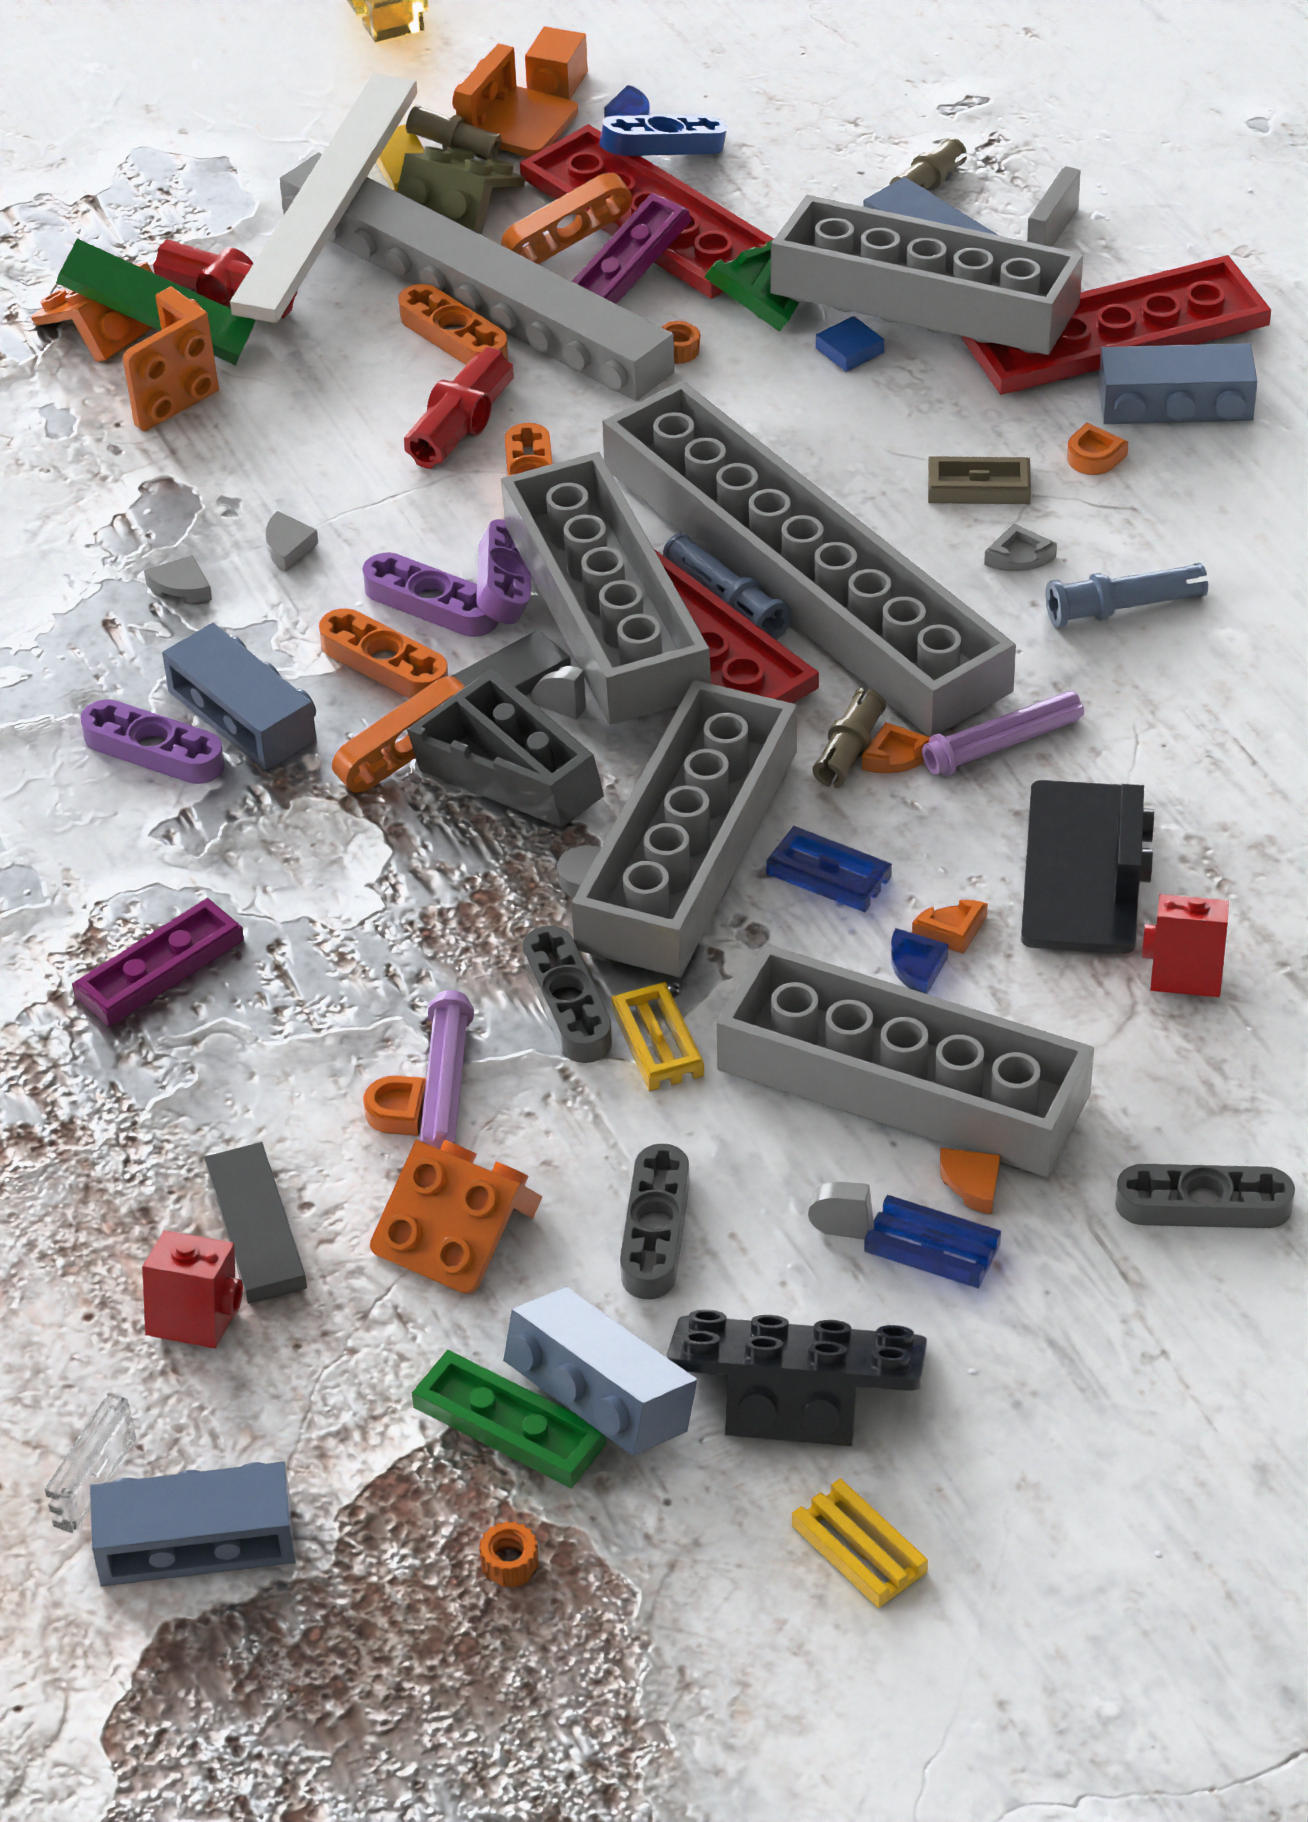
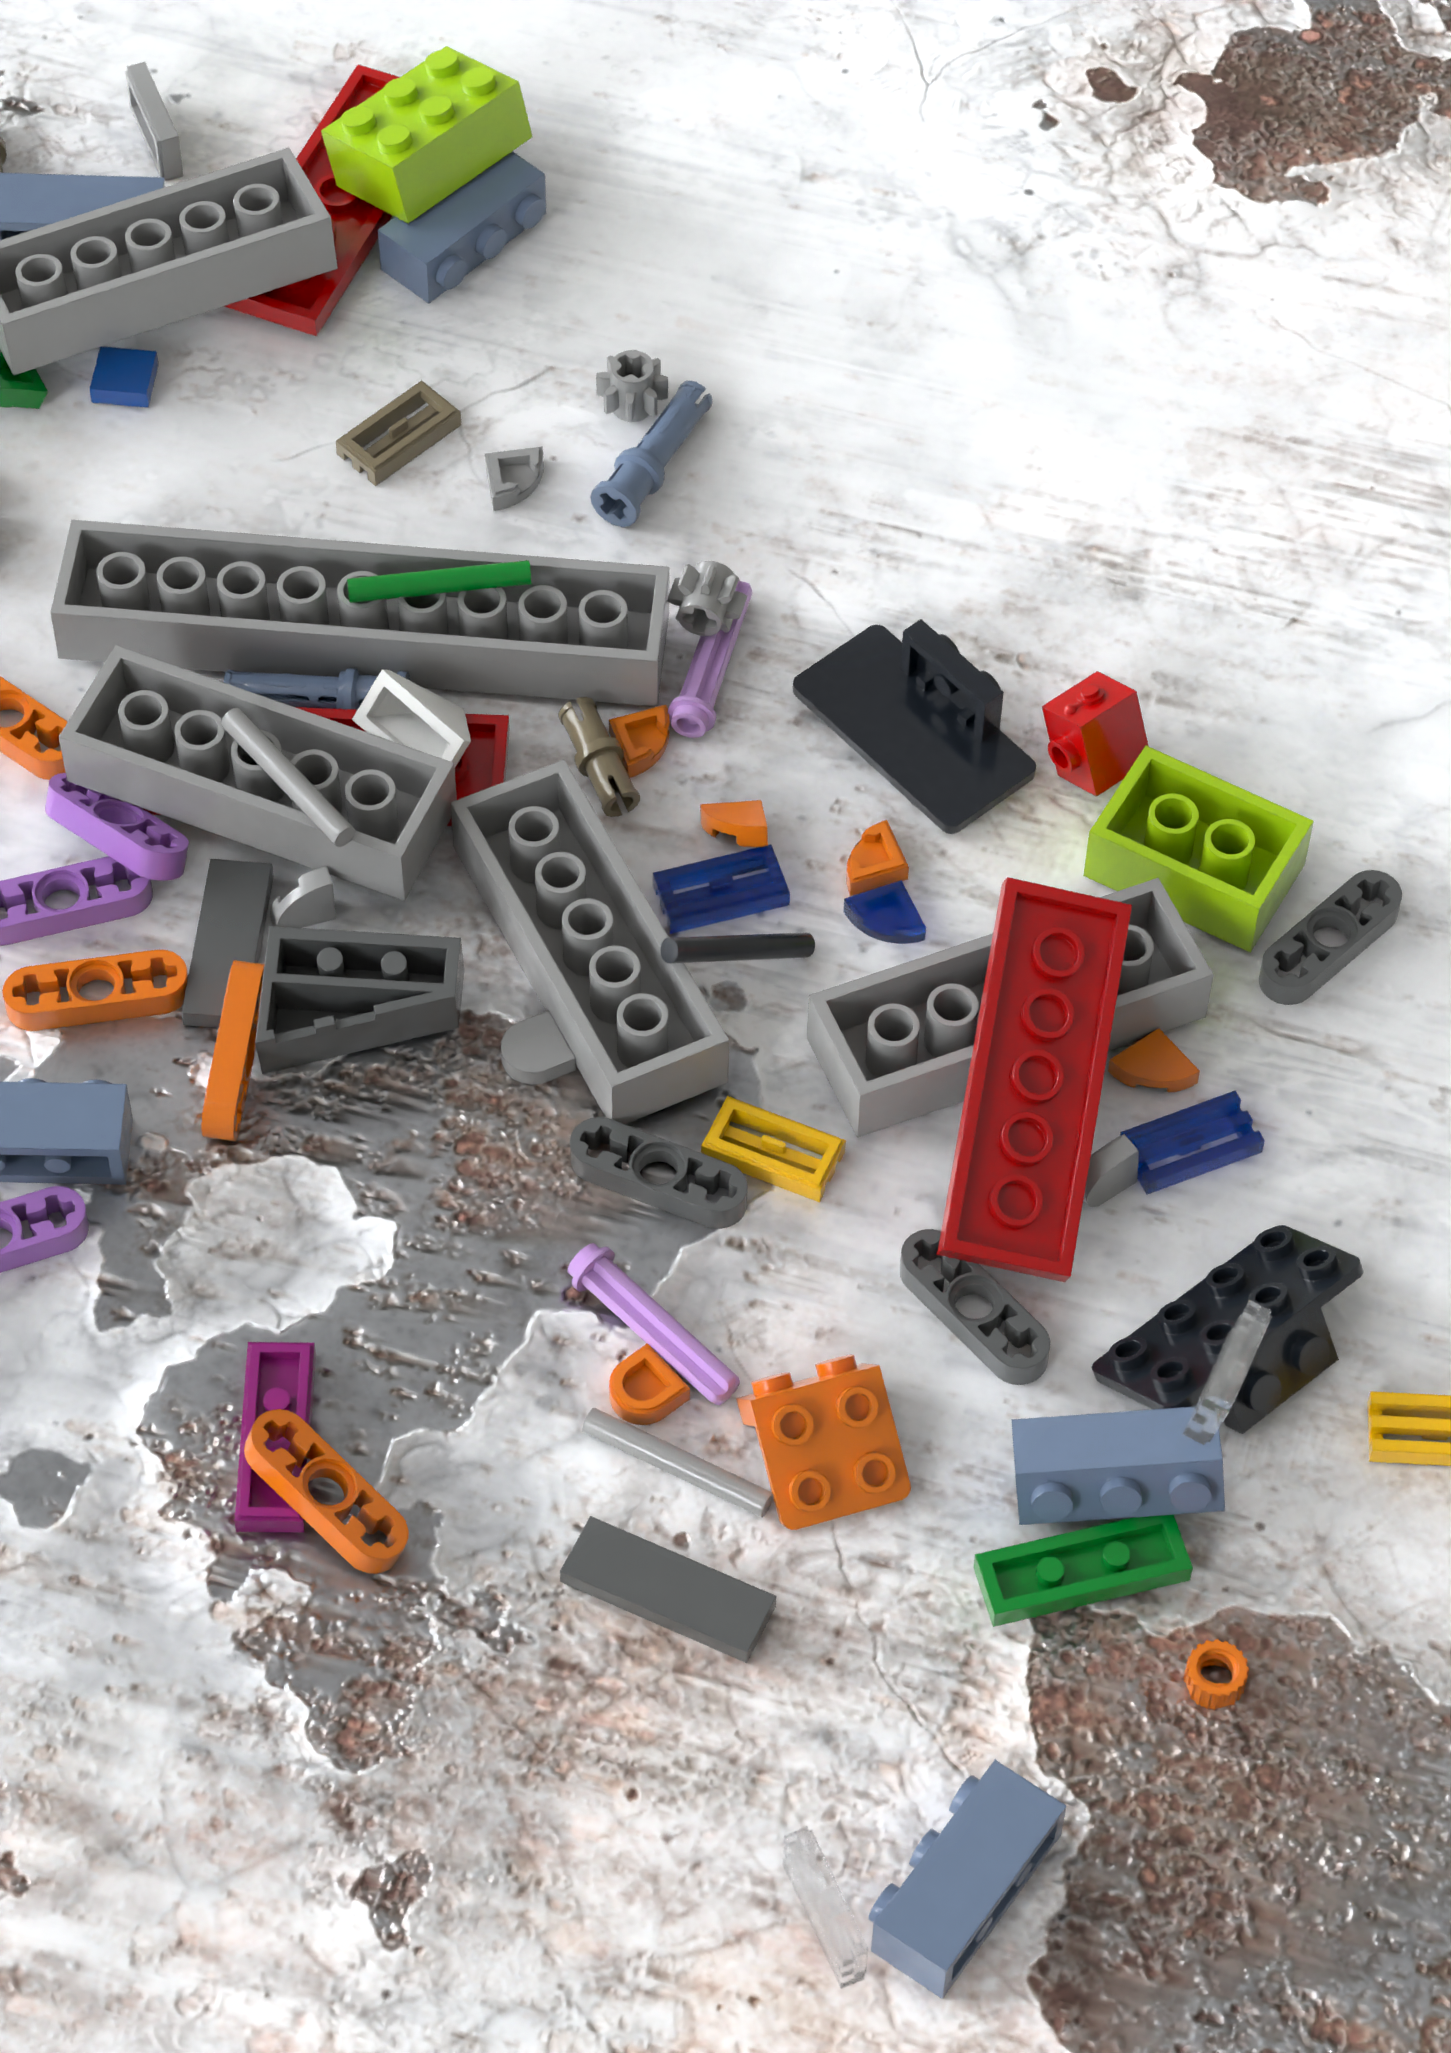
camera: 50 degrees left, 10 degrees up
(144, 1024) = (325, 1462): none -> orange beam
(190, 1289) = (722, 1690): red head -> none
(356, 1157) = (678, 1462): none -> light grey bar
(594, 585) = (288, 777): none -> light grey bar
(709, 1351) = (1228, 1373): none -> clear tile
(746, 633) = (413, 717): none -> white slope
(770, 893) = (737, 947): none -> black bar
(838, 1096) = (1035, 1080): none -> red plate
(852, 552) = (439, 581): none -> green bar
(889, 836) = (741, 819): none -> orange tile
(1026, 684) = (707, 598): none -> light grey gear
(1095, 450) = (458, 335): orange tile -> none
(1160, 542) = (632, 385): none -> light grey gear
(1167, 1064) = (1209, 842): none -> lime brick
(1197, 304) = (427, 134): none -> lime brick

